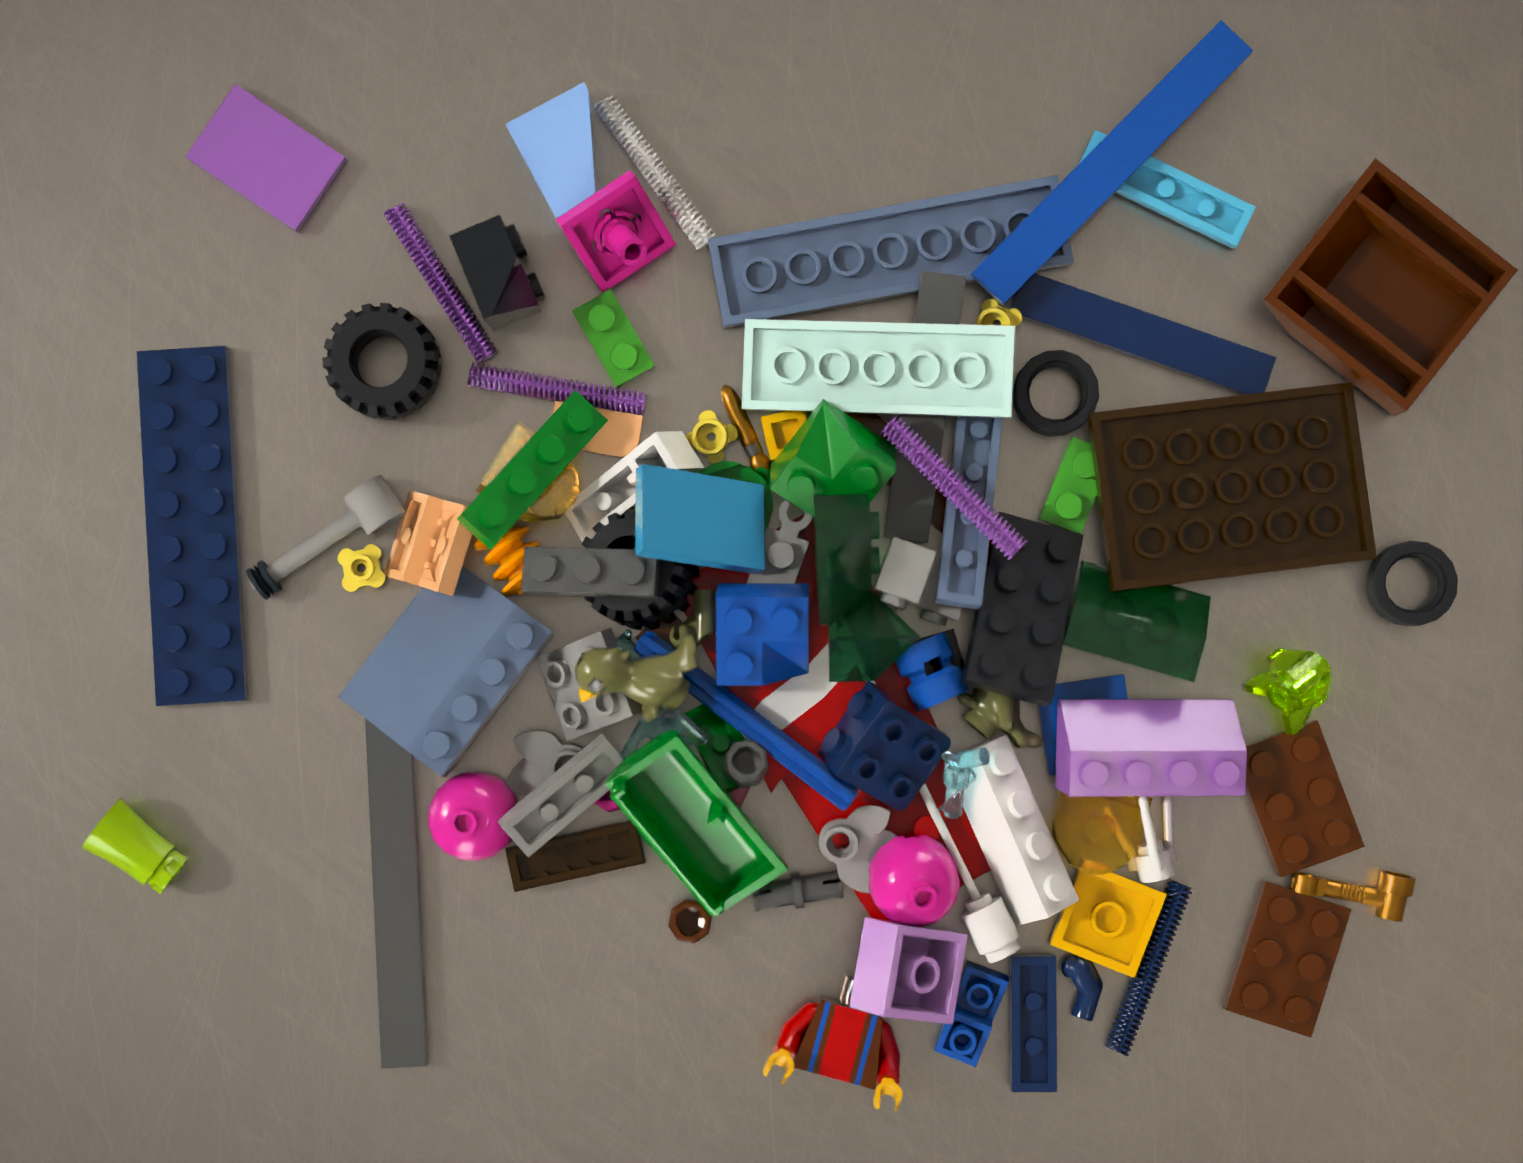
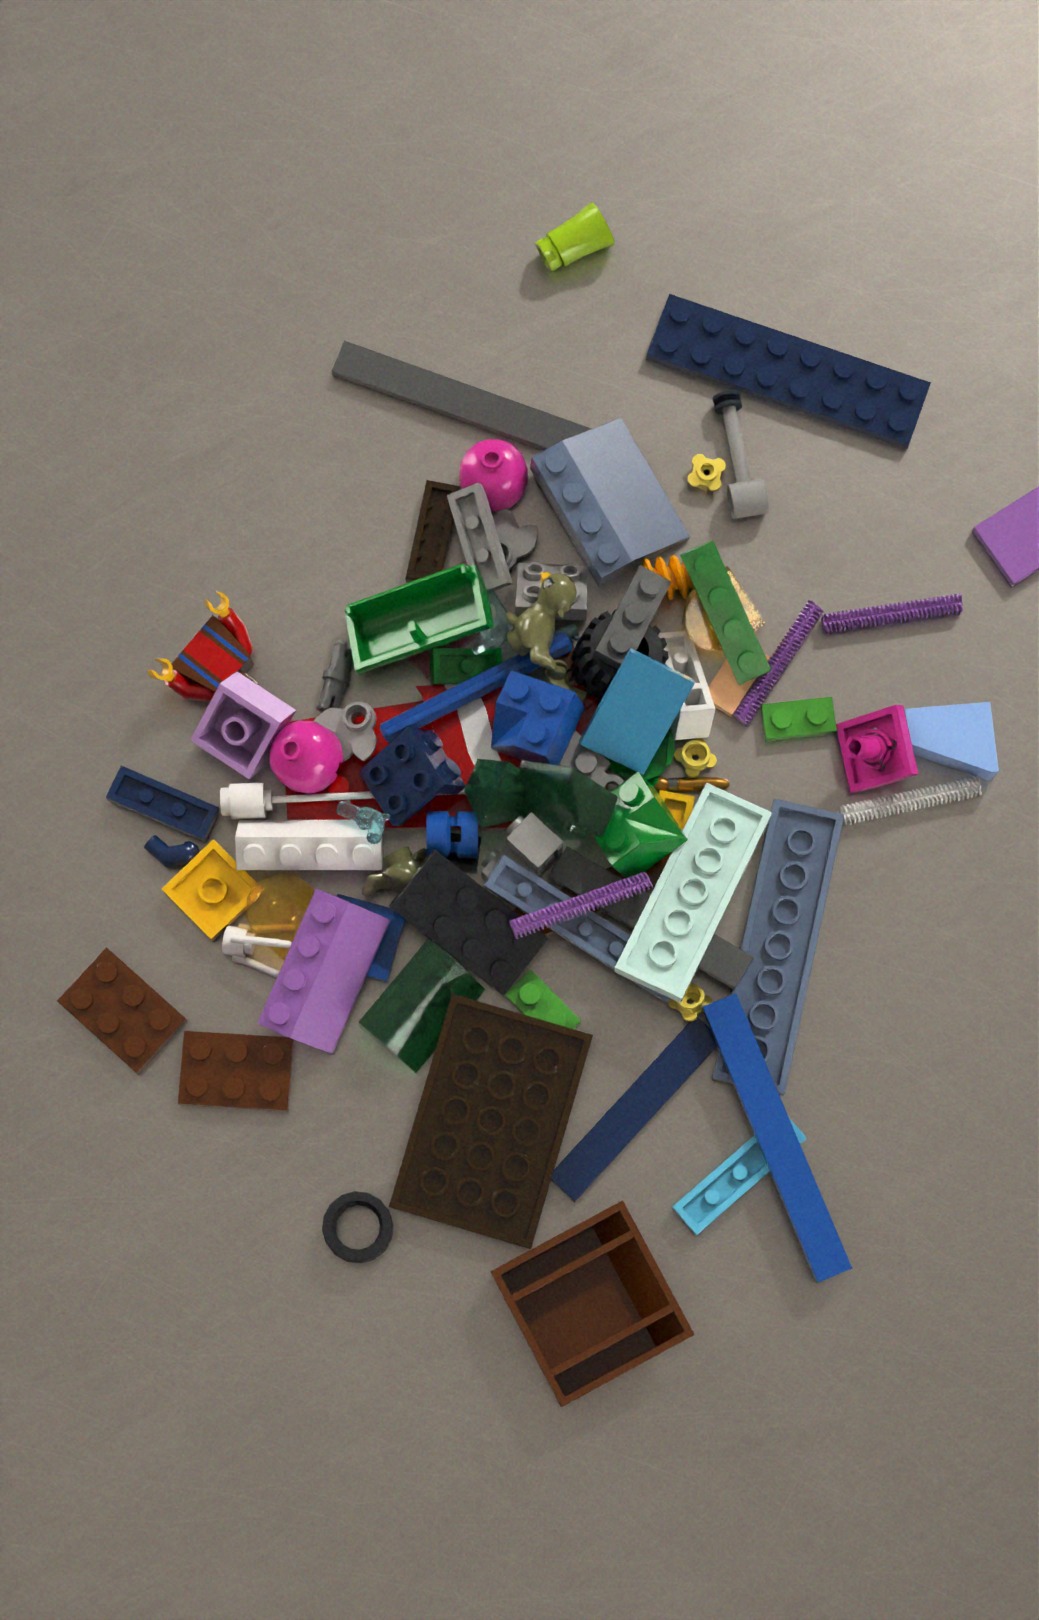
camera: 110 degrees right, 10 degrees down
(352, 338) = (860, 520): black tyre -> none
(429, 544) = (699, 520): light nougat slope -> none
(495, 272) = (881, 650): black slope -> none
(689, 921) = (348, 590): reddish brown tile -> none
(746, 763) = (444, 672): dark grey tile -> none
(975, 1009) = (190, 763): blue slope -> none
(1053, 359) = (627, 995): black tyre -> none
(1149, 969) = (162, 906): dark blue axle -> none
(1294, 685) = (322, 1102): clear neon green brick -> none
(1388, 896) = (132, 1106): pearl gold brick -> none

